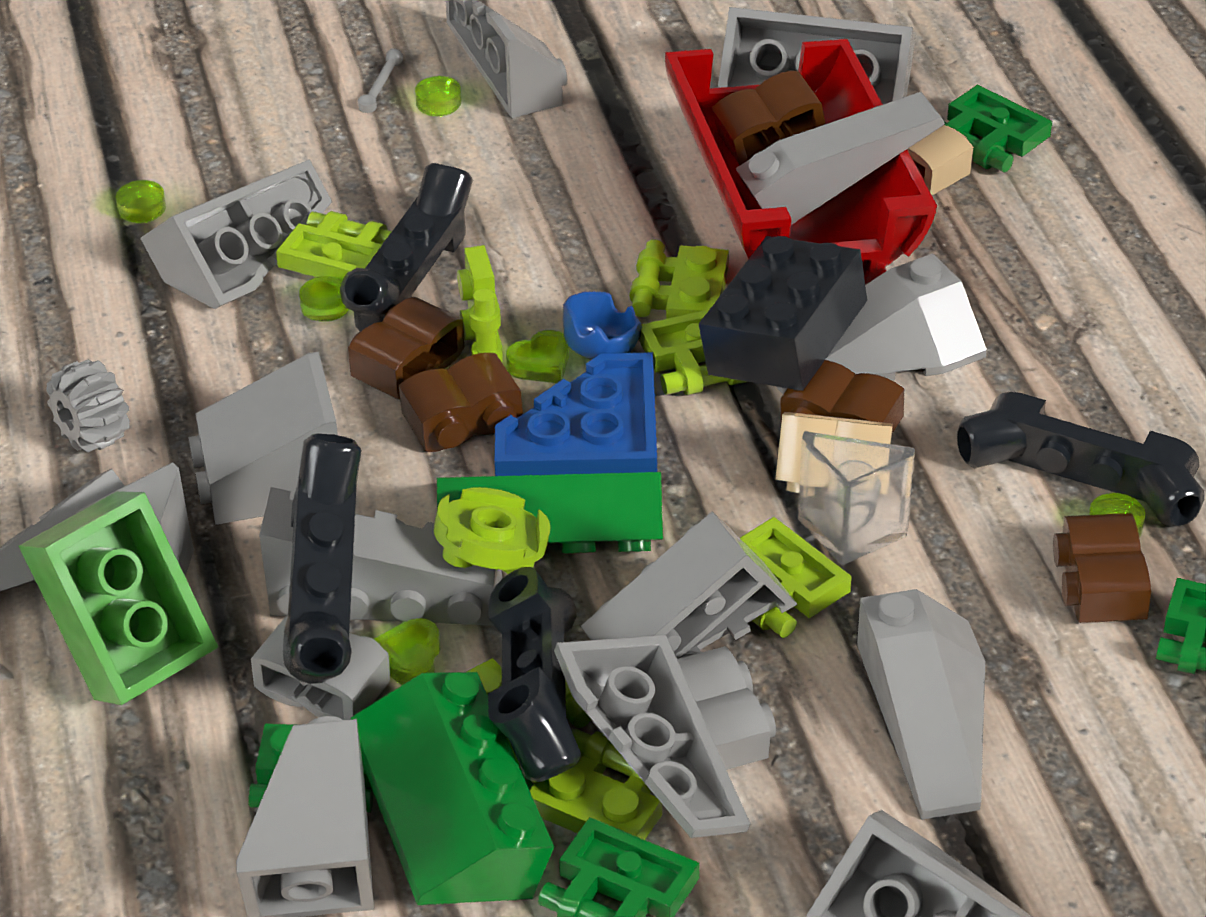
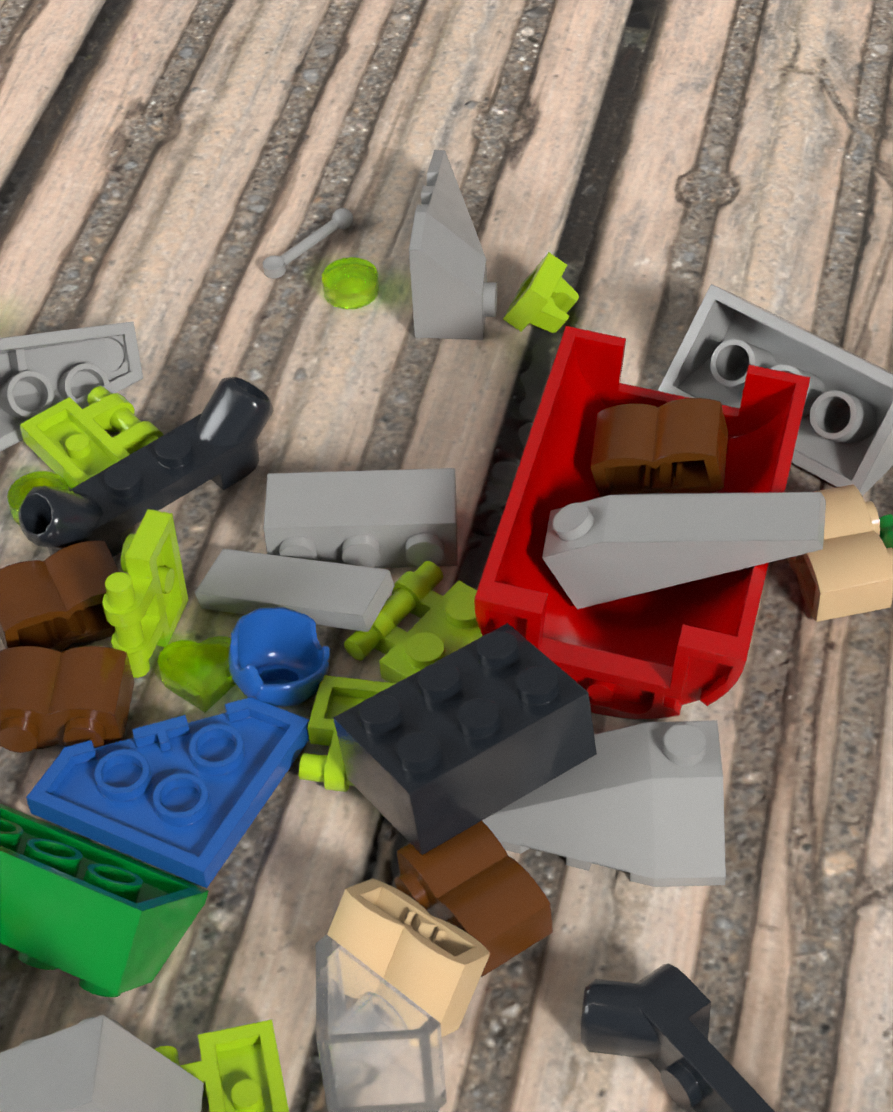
camera: 30 degrees right, 5 degrees up
(547, 289) = (325, 591): none -> light grey tile
(582, 230) = (364, 517): none -> light grey brick
(591, 61) = (543, 298): none -> lime tile

